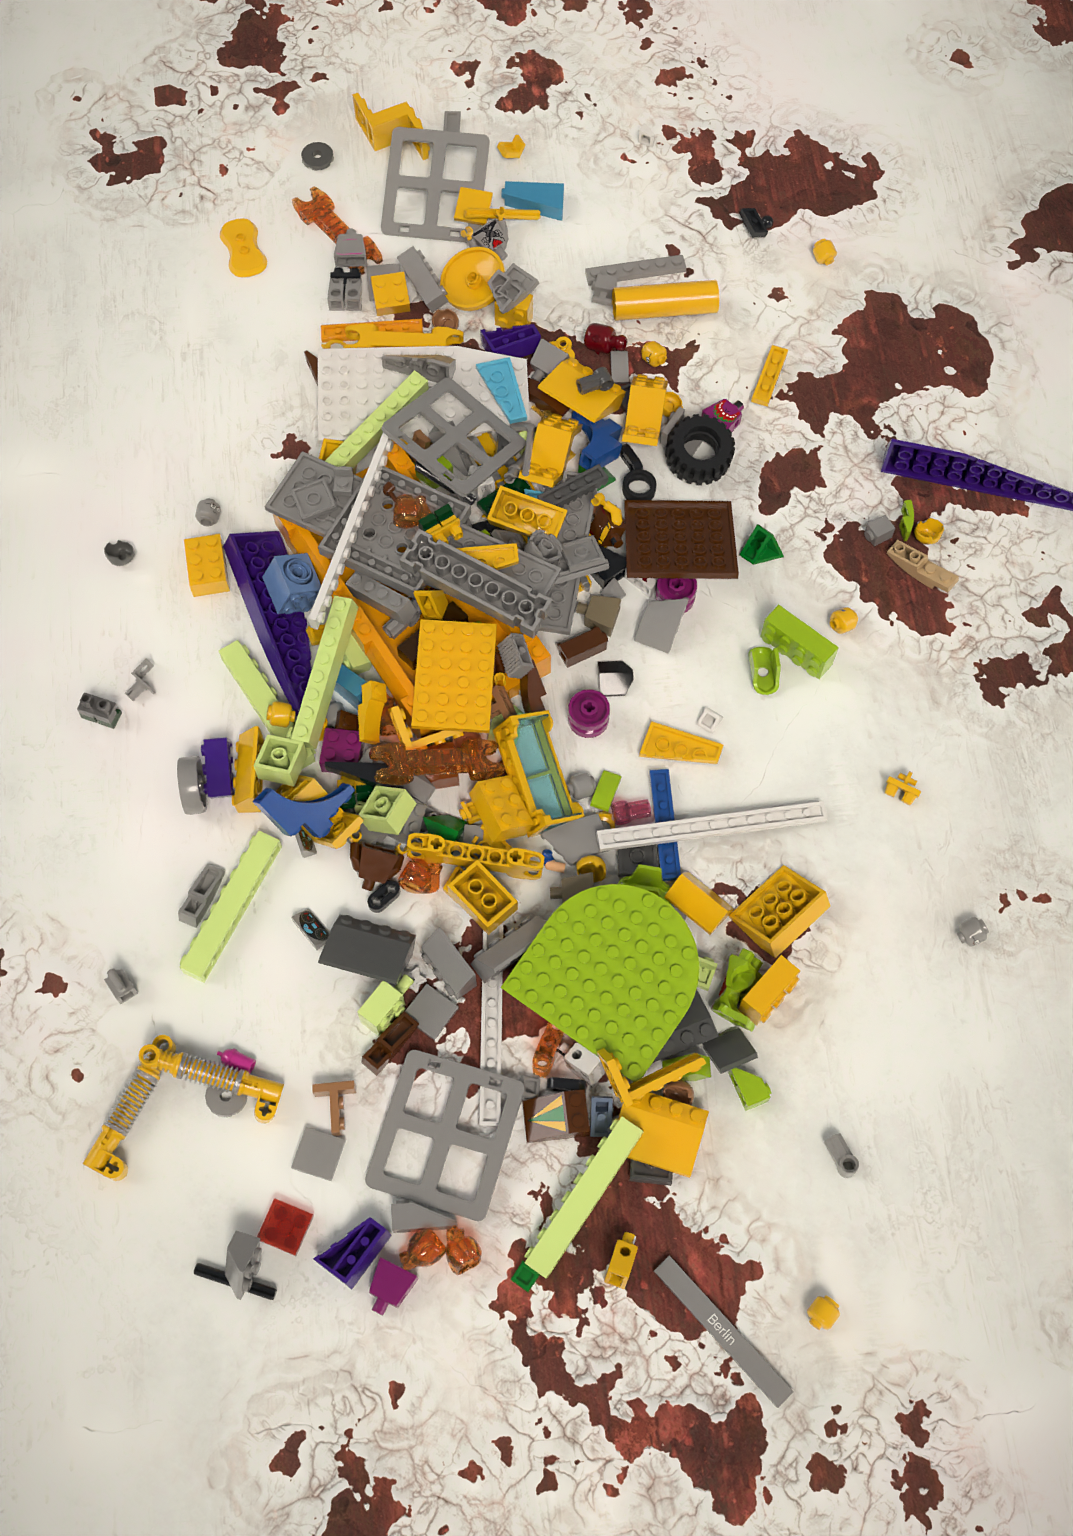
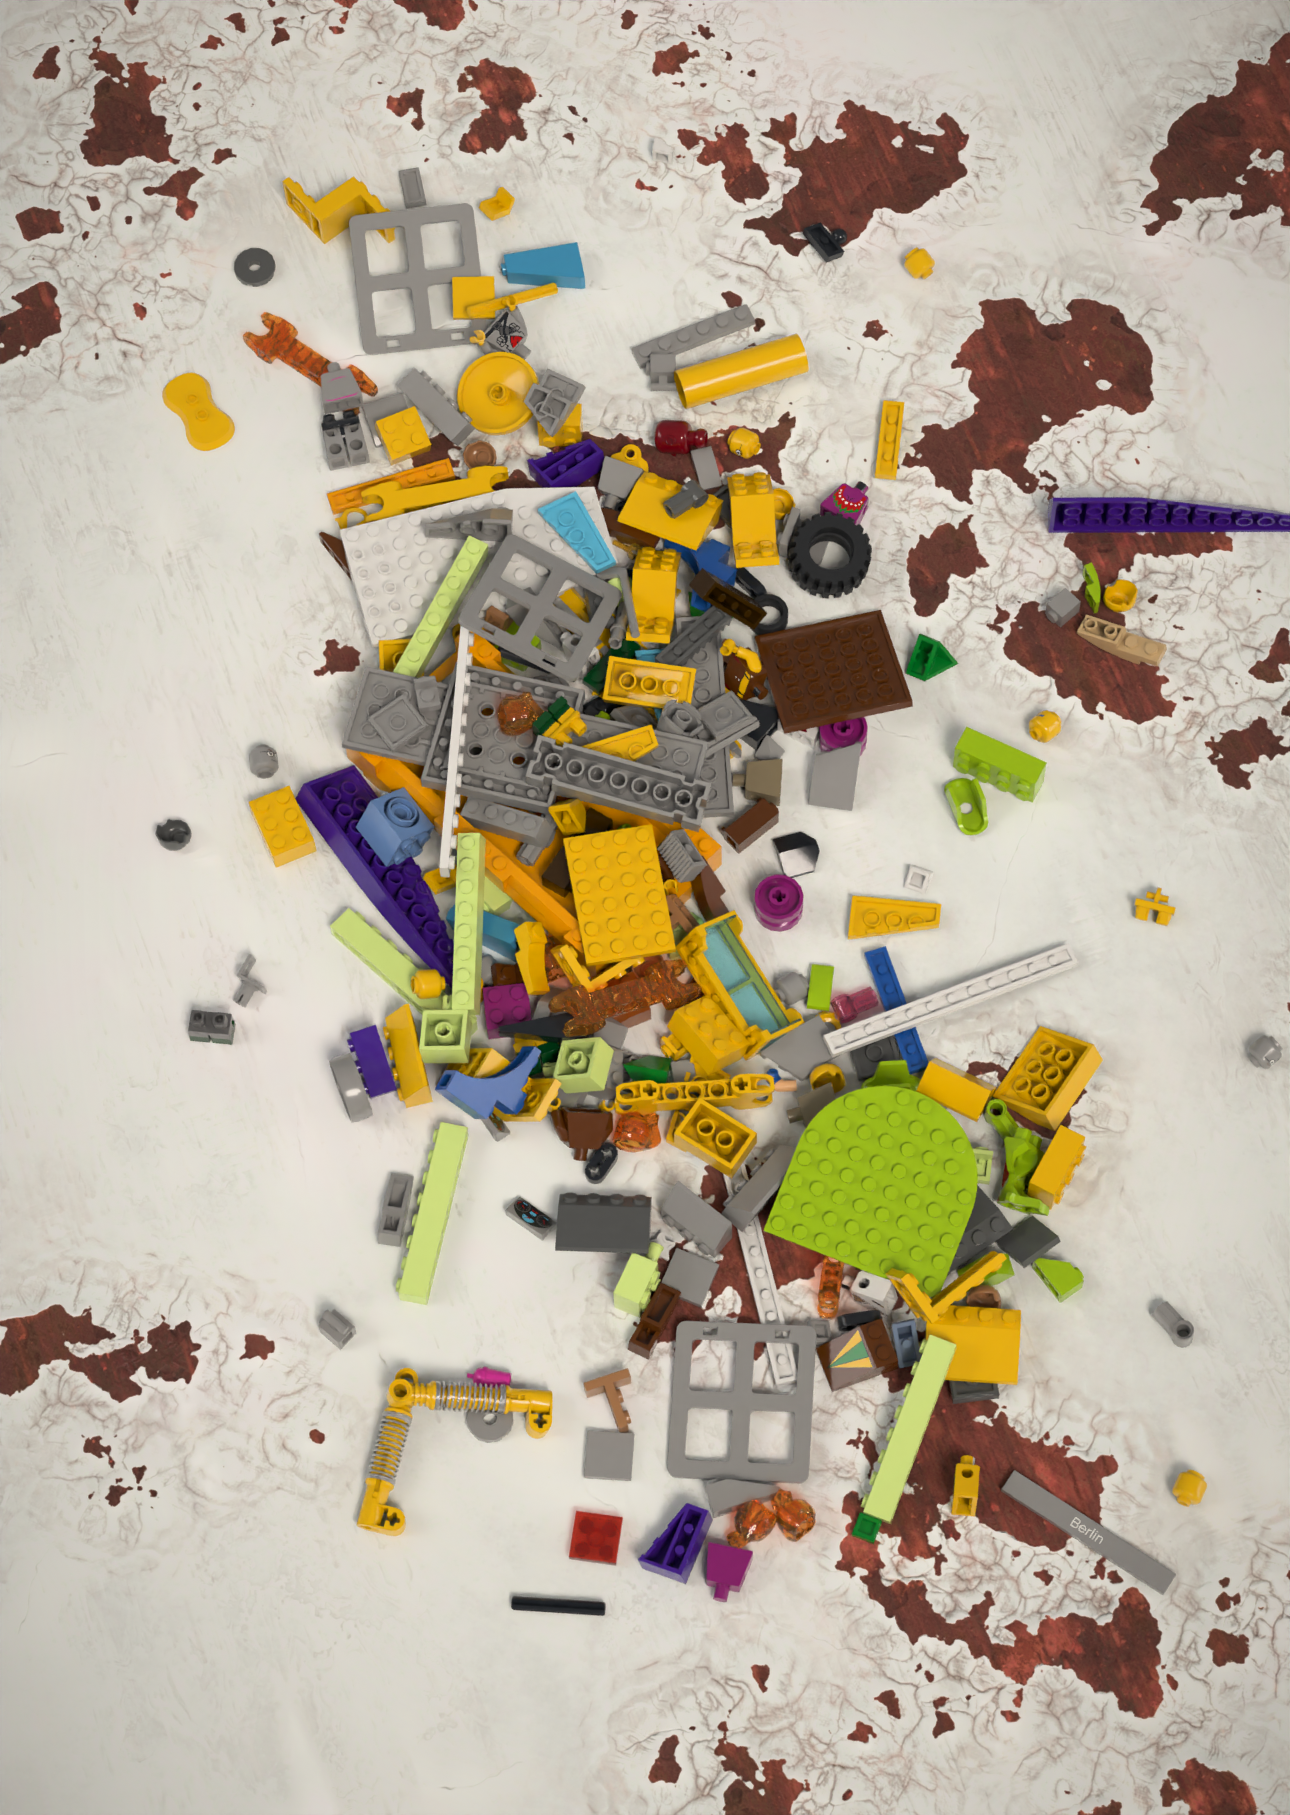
camera: 10 degrees left, 0 degrees up
(242, 1262) = (563, 1581): light grey slope -> none
(388, 490) = (484, 694): reddish brown hand -> none
(607, 461) = (727, 598): none -> dark brown brick
(732, 942) = (1004, 1123): none -> lime piece

